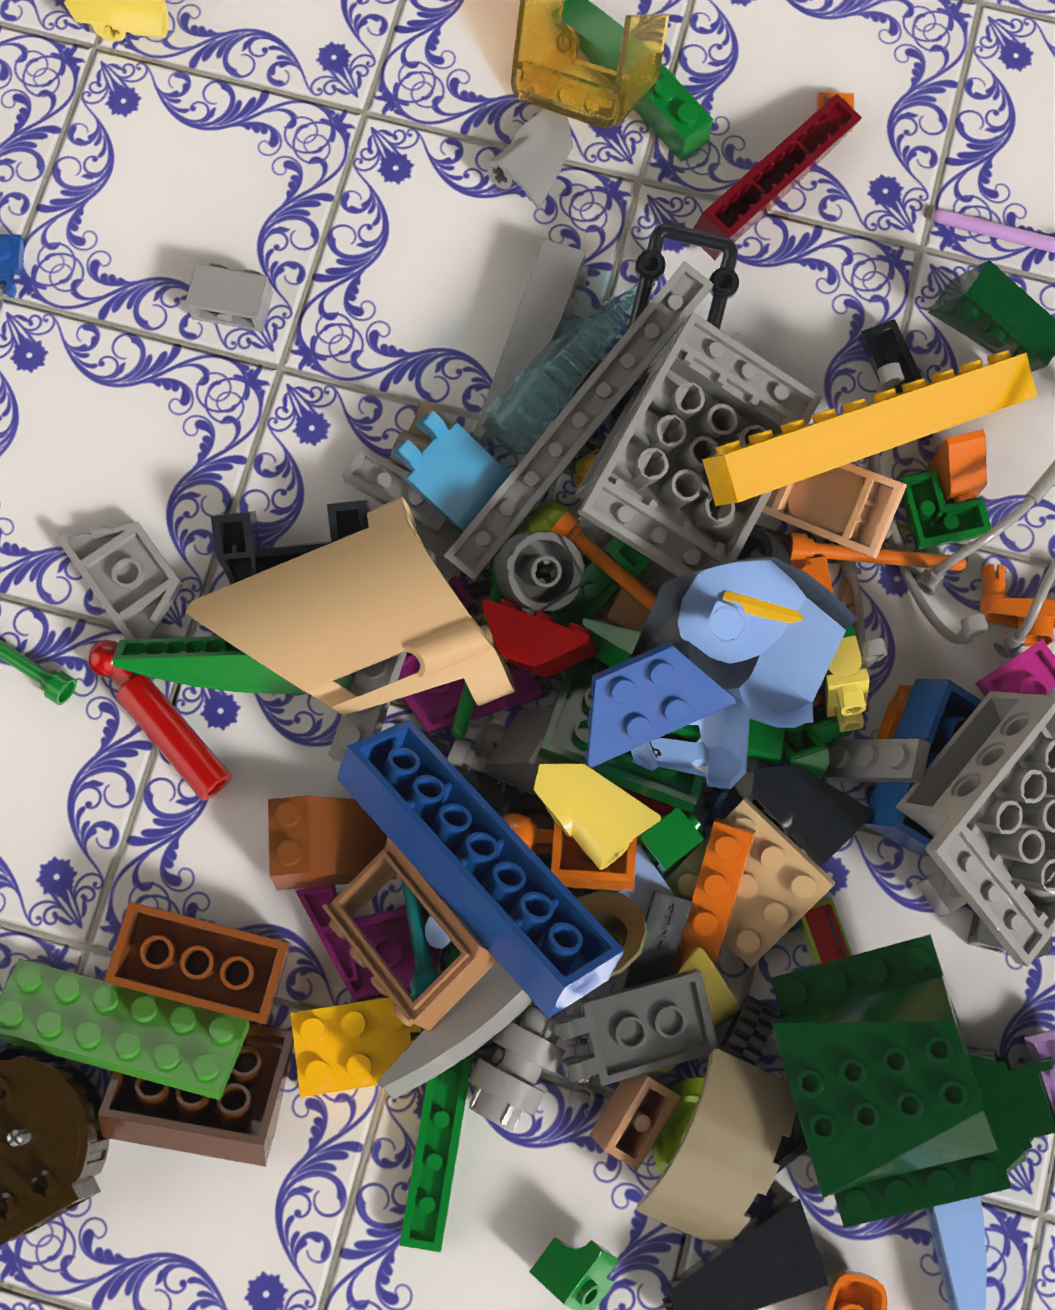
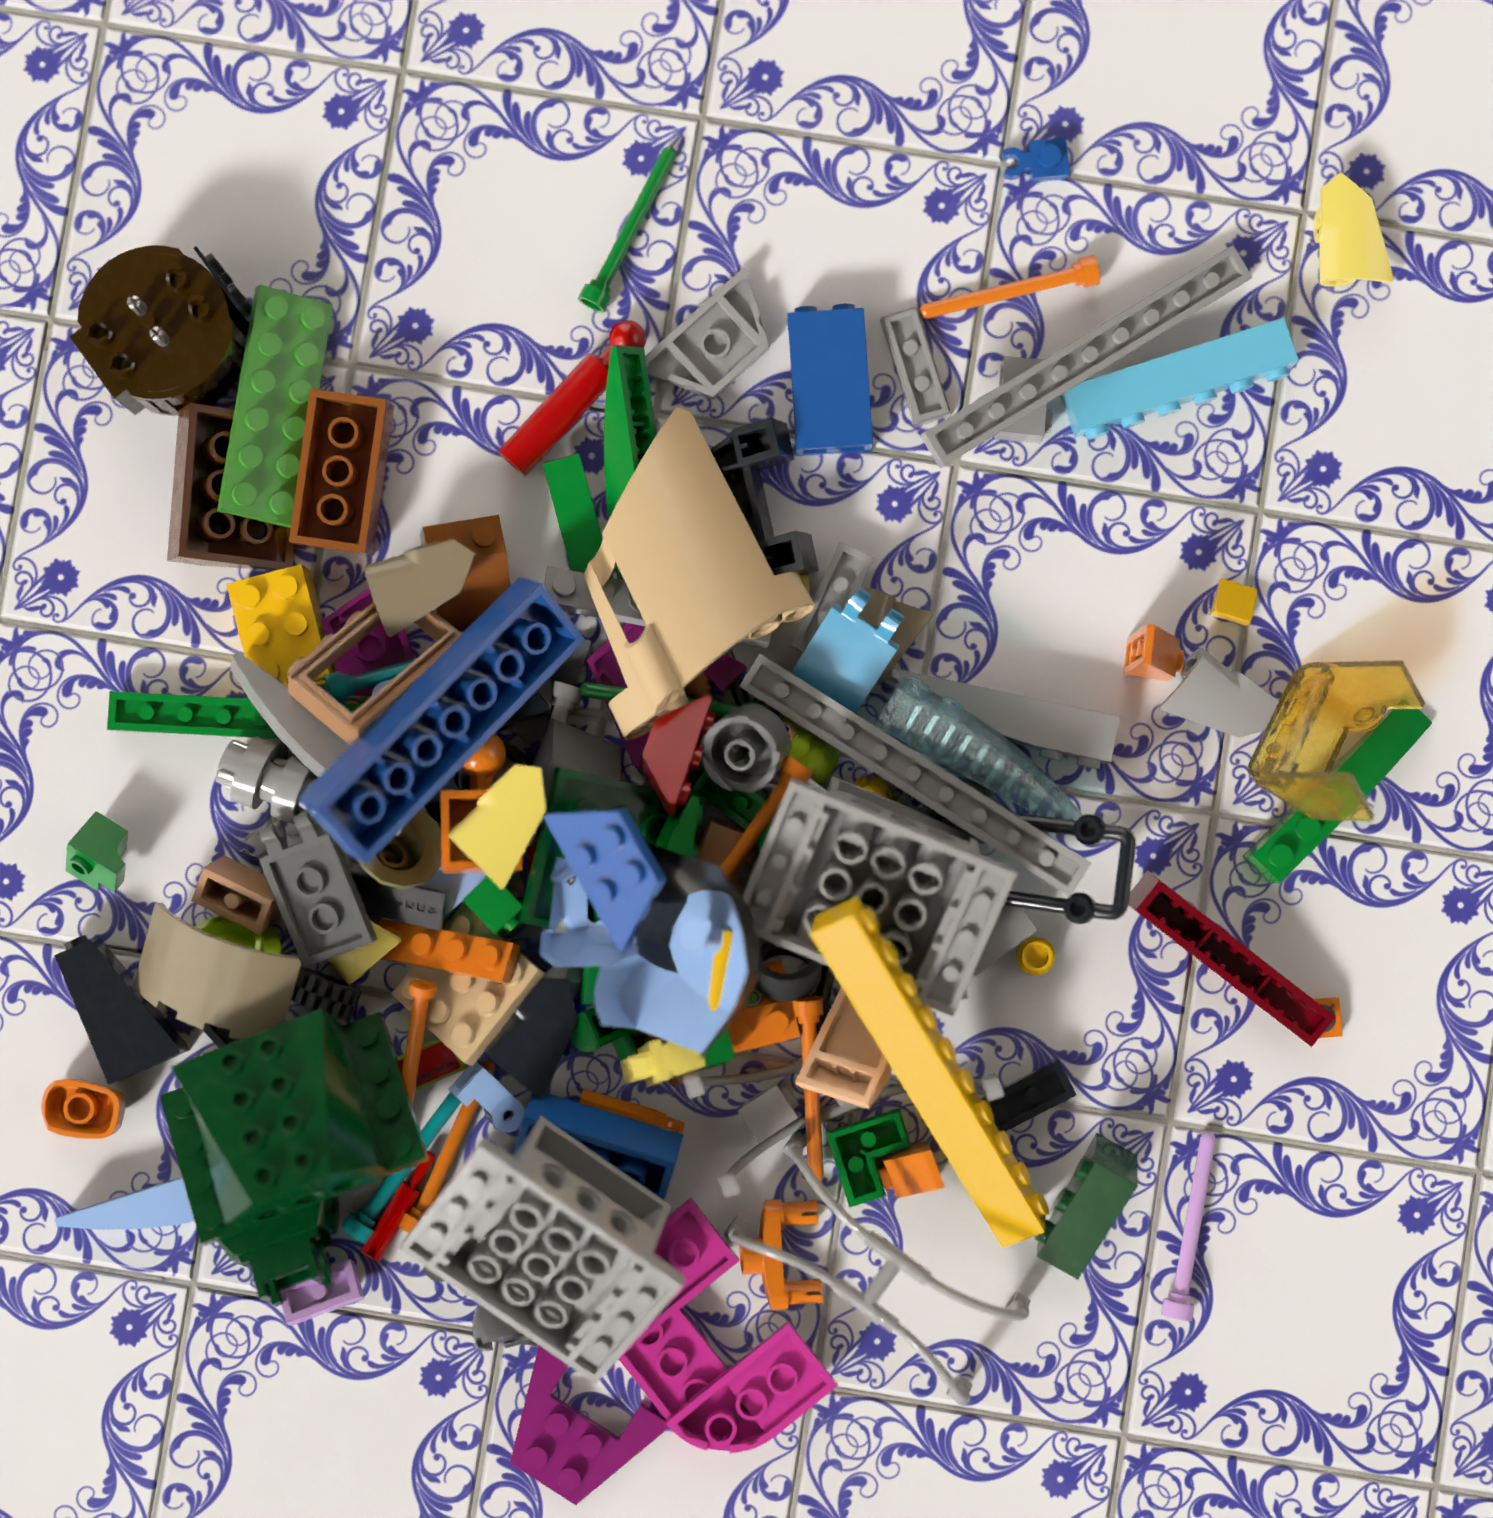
camera: 85 degrees right, 10 degrees up
(117, 232) = (1083, 272): none -> orange piece
(181, 393) = (915, 366): none -> light grey tile
(182, 466) = (830, 380): none -> blue panel
(200, 234) = (1085, 357): none -> light grey plate
(231, 161) = (1180, 378): none -> medium azure brick
(276, 726) = (574, 510): none -> green slope
(327, 881) = (417, 582): none -> dark tan panel
(447, 140) = (1234, 602): none -> yellow slope
(487, 208) = (1153, 654): none -> orange slope
(755, 925) = (421, 991): none -> orange bar
(762, 342) = (1035, 956): none -> yellow plate
(868, 867) = (498, 1103): none -> light blue leg
(877, 760) = (594, 1099): light grey plate -> none
(894, 600) = (769, 1111): none -> light grey brick
(982, 989) = (394, 1213): none -> red axle
(985, 961) = (444, 1160): none -> orange piece
(987, 1022) = (362, 1223): none -> teal piece

